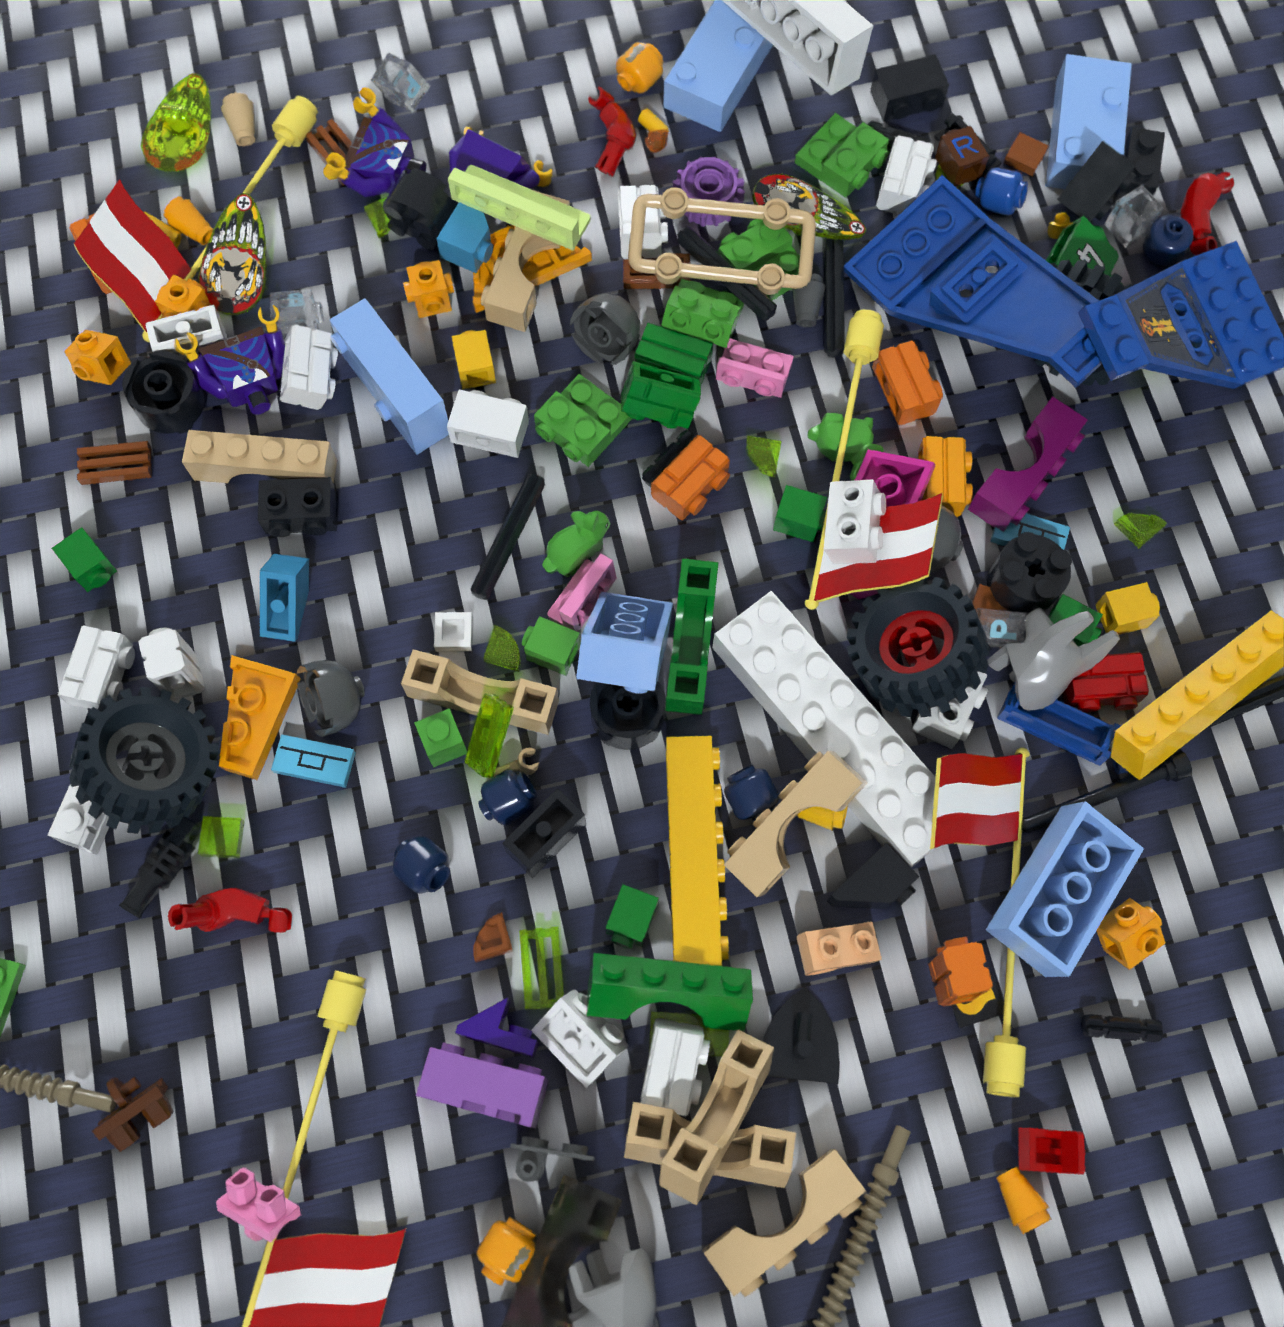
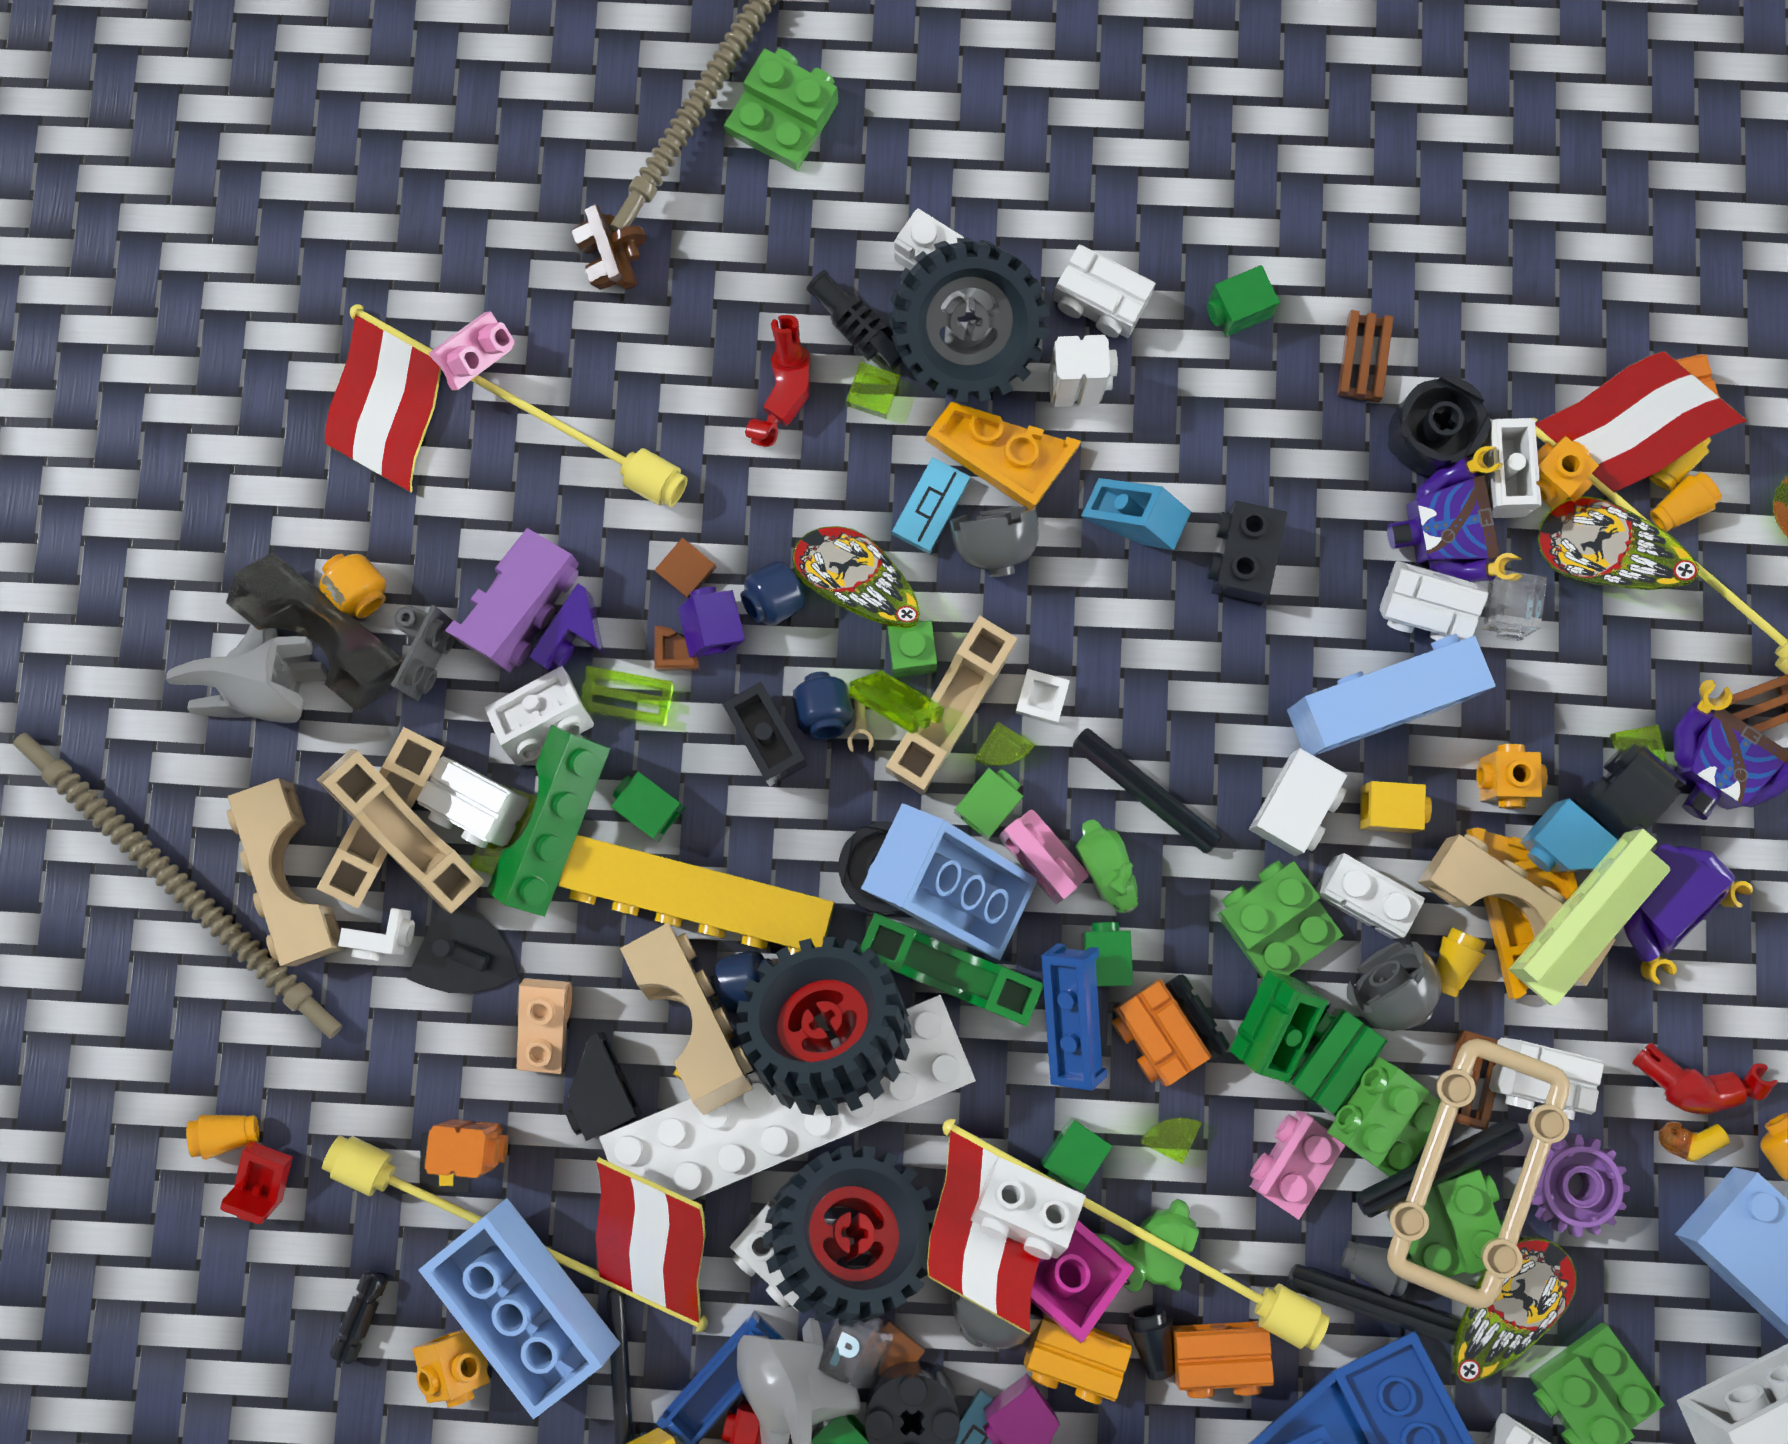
camera: 110 degrees right, 10 degrees up
(97, 357) = (1508, 357): light orange brick -> none
(225, 455) = (1320, 521): tan arch -> none
(389, 799) = (855, 575): none -> shield
(417, 951) = (685, 568): none -> dark orange tile
(459, 909) = (711, 622): none -> dark purple brick
(545, 360) = (1369, 896): none -> white brick
(570, 294) = (1458, 959): none -> yellow cone
(646, 529) = (1115, 953): none -> green brick
(699, 535) = (1072, 1017): none -> blue container
(736, 696) = (857, 1005): none -> black wheel
(820, 1120) = (370, 944): none -> white bracket
(910, 430) = (1153, 1338): none -> black cone

